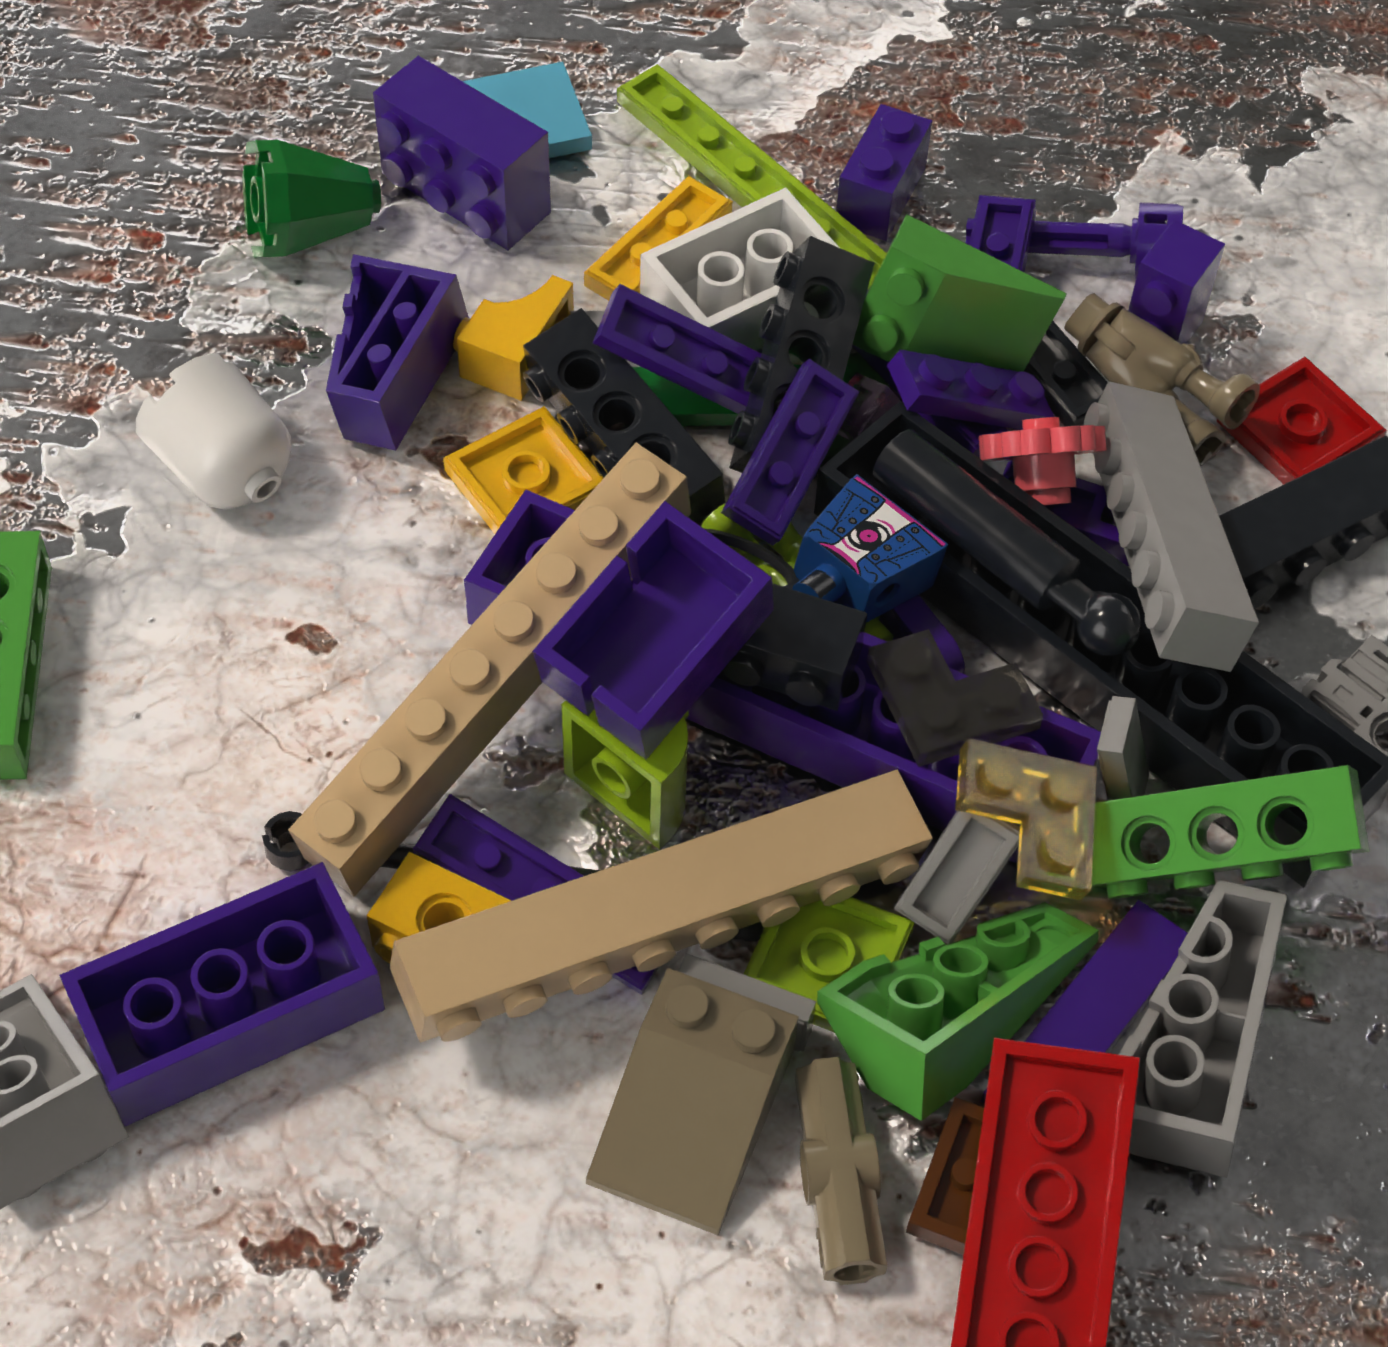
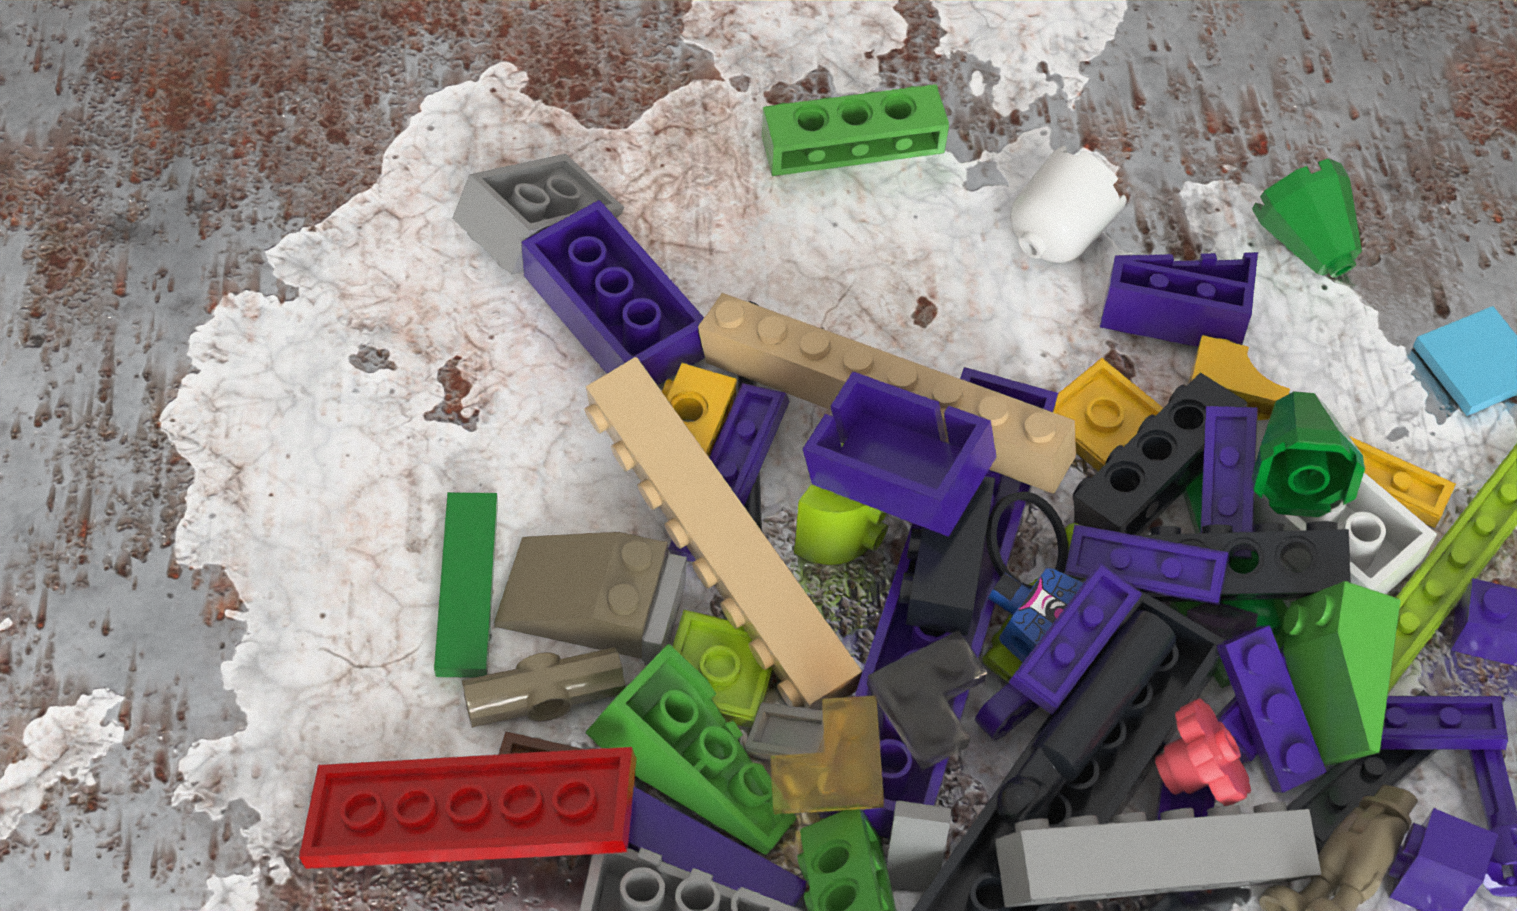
camera: 80 degrees right, 0 degrees up
(463, 152) = (1395, 309): dark purple brick -> none
(651, 1260) = (466, 585): none -> green tile
(685, 256) = (1306, 459): none -> green cone
(905, 526) = (1075, 638): none -> dark purple tile

